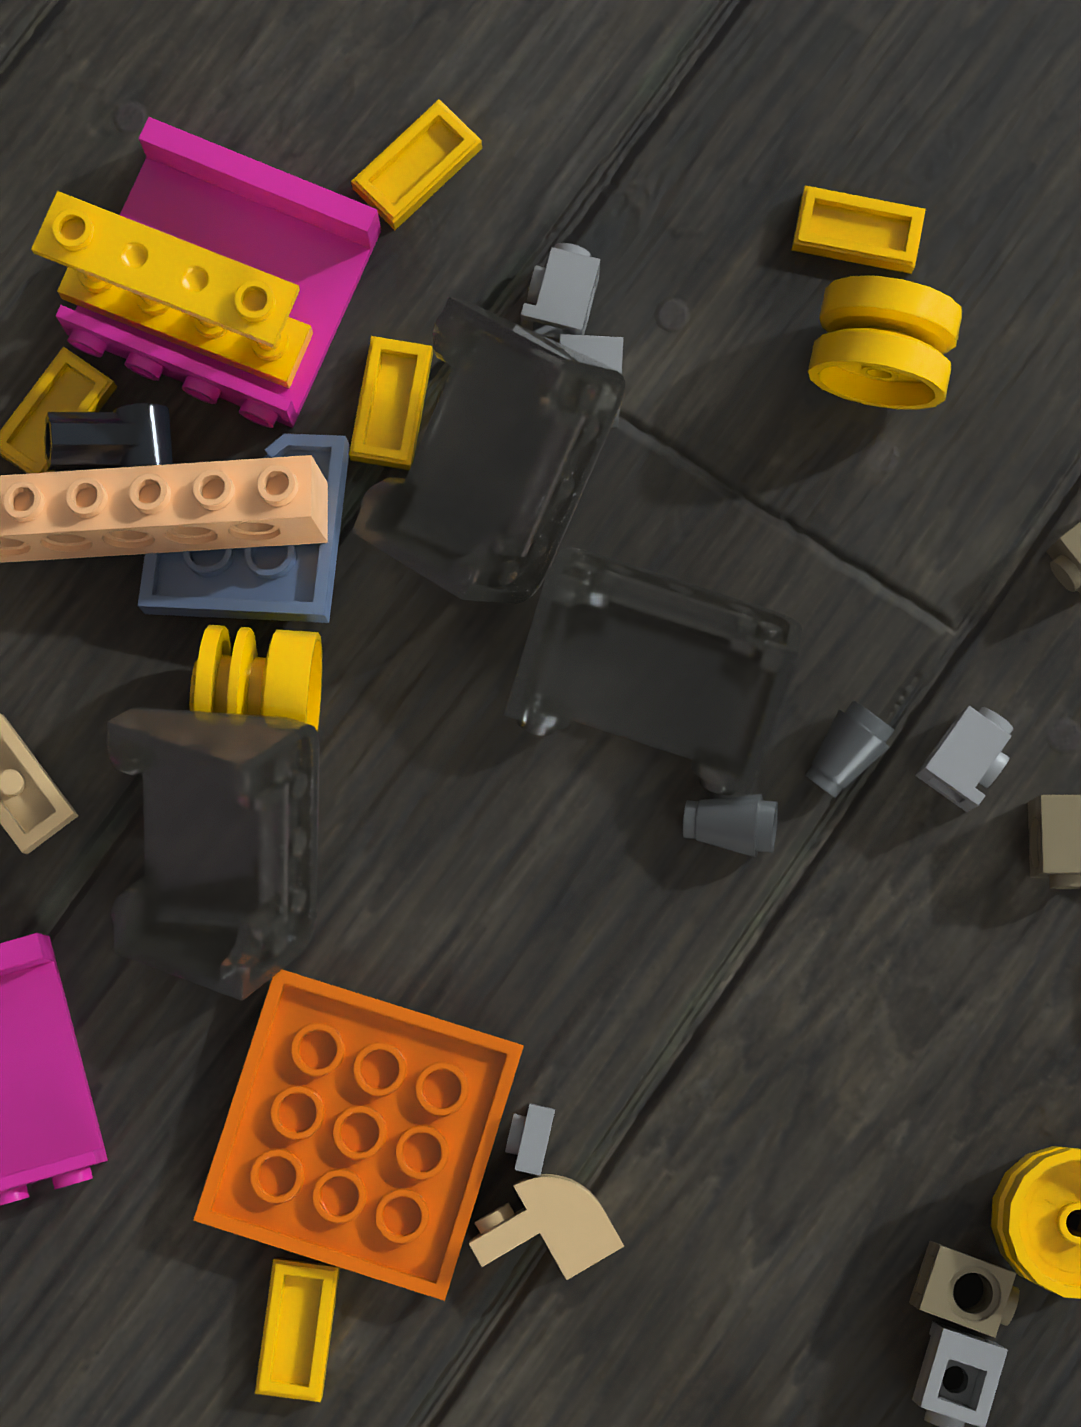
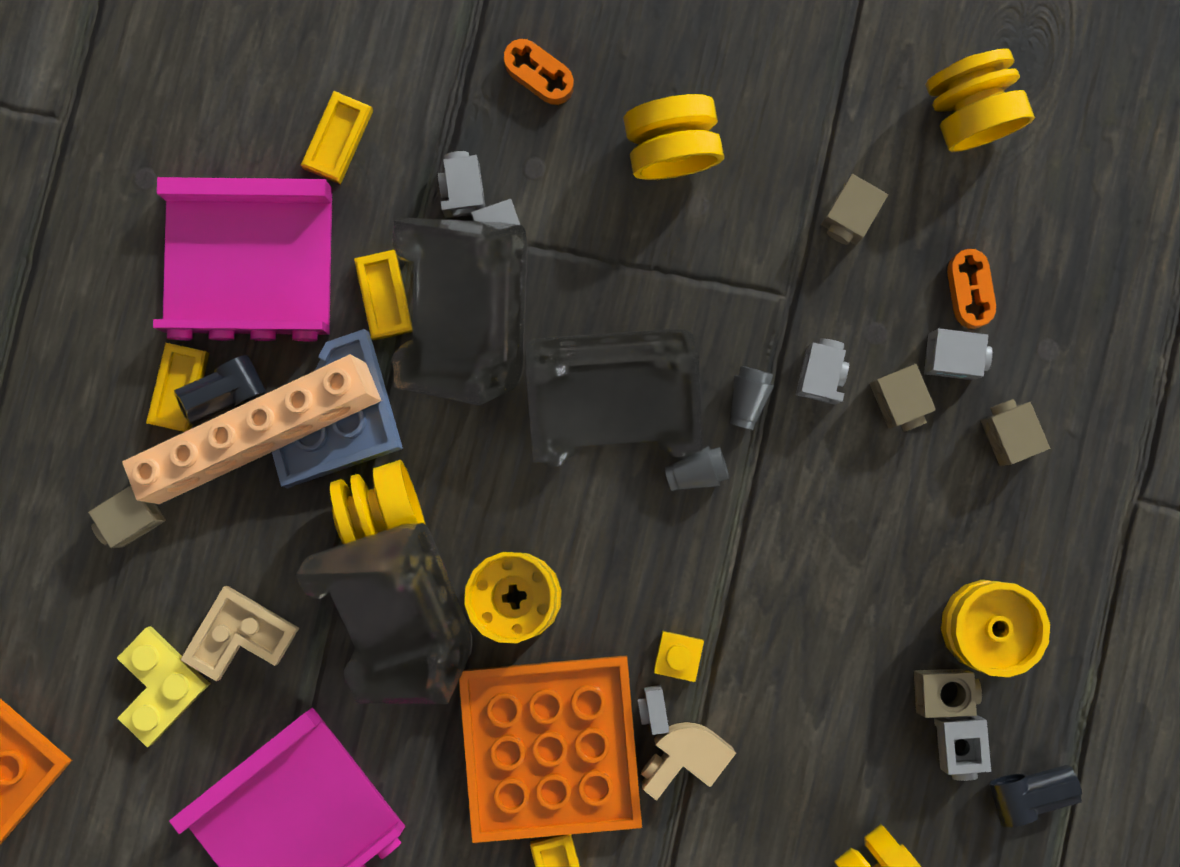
camera: 25 degrees left, 5 degrees up
(174, 289) = (219, 282): yellow fence -> none
(379, 859) = (488, 602): none -> yellow wheel
(598, 1077) = (678, 656): none -> yellow plate
(745, 177) = (544, 64): none -> orange beam
(858, 229) = (627, 69): yellow tile -> none

